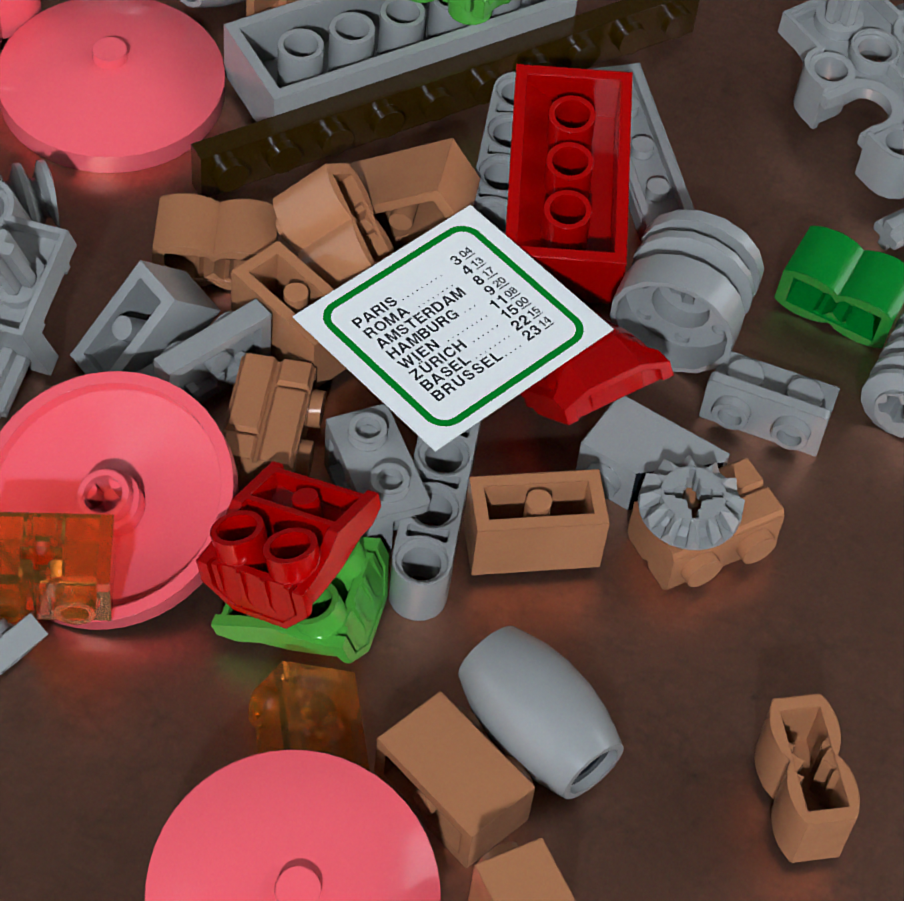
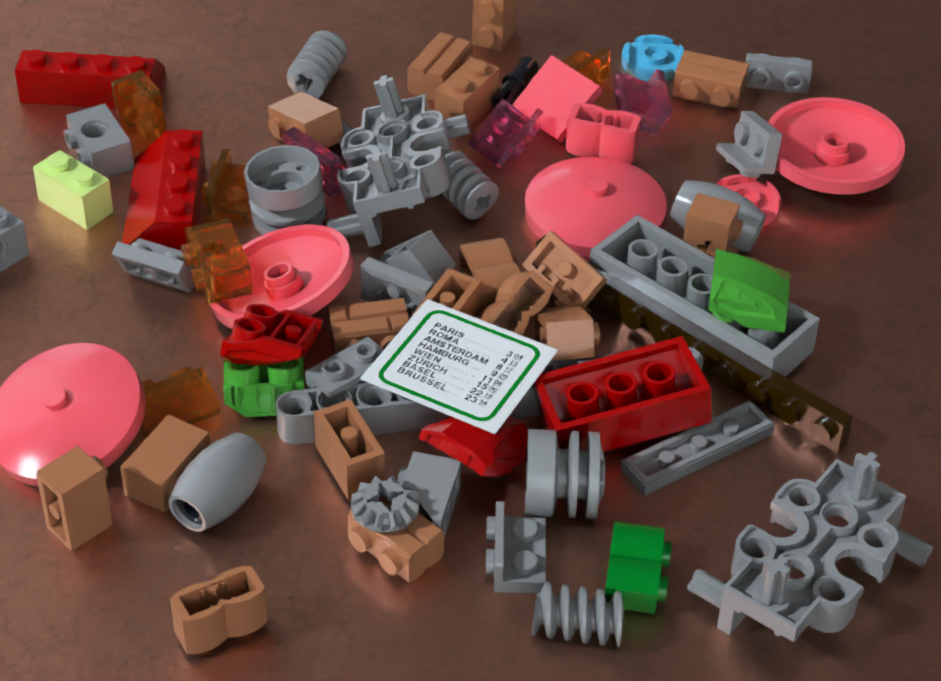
camera: 75 degrees right, 10 degrees down
(287, 148) = (566, 271): none -> nougat bracket

